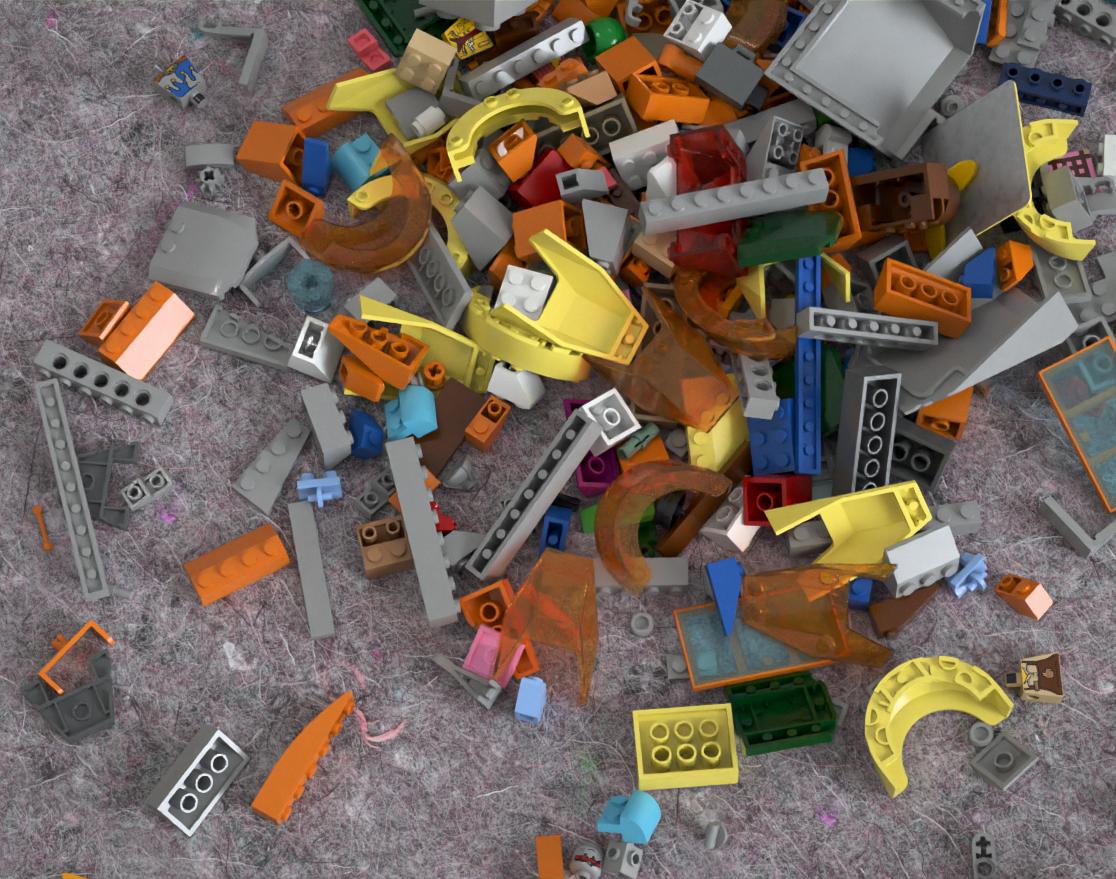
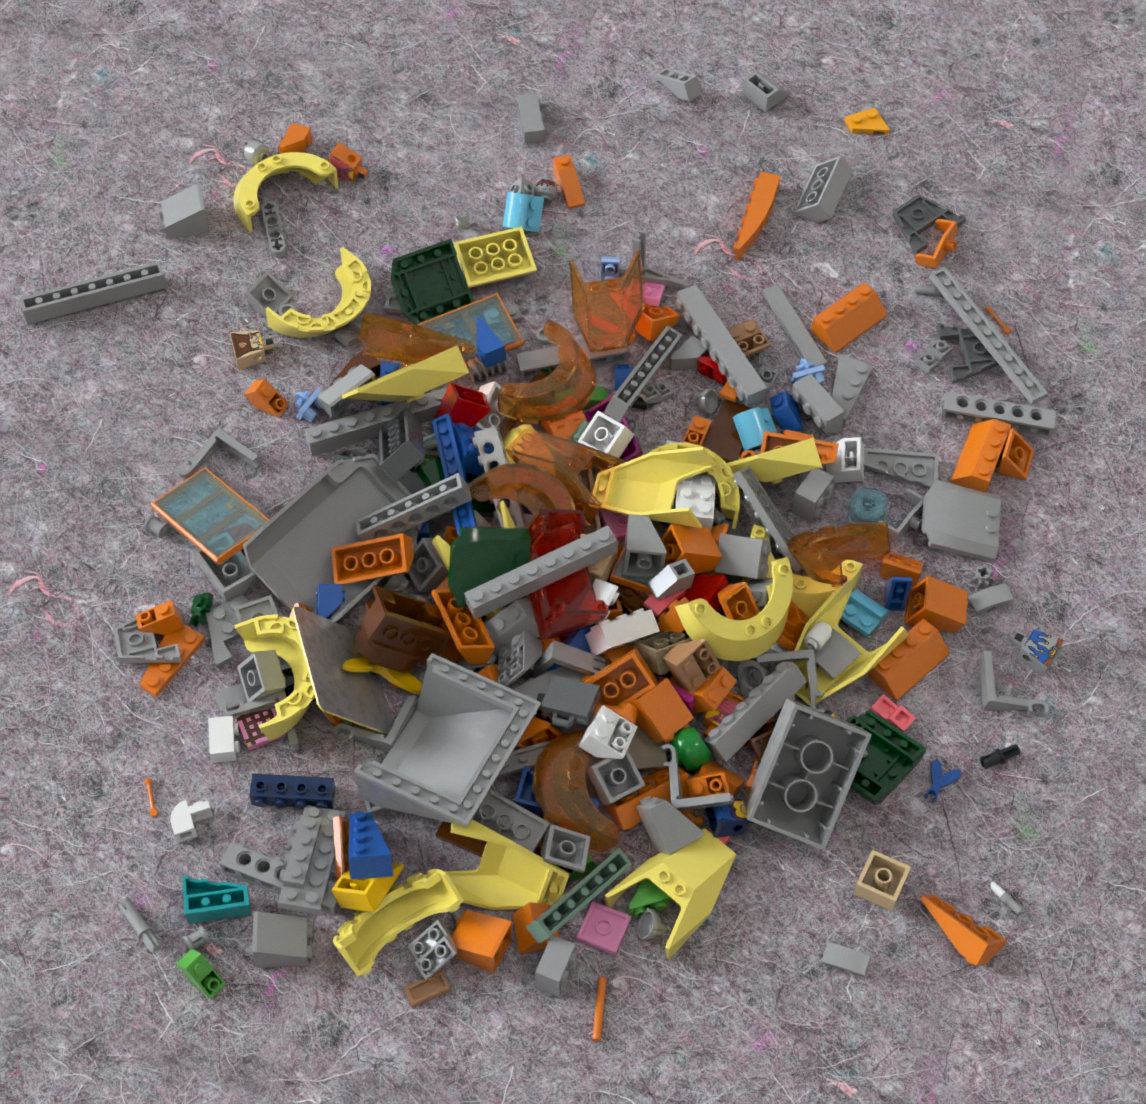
camera: 165 degrees right, 10 degrees down
(425, 61) = (836, 674): tan brick -> none

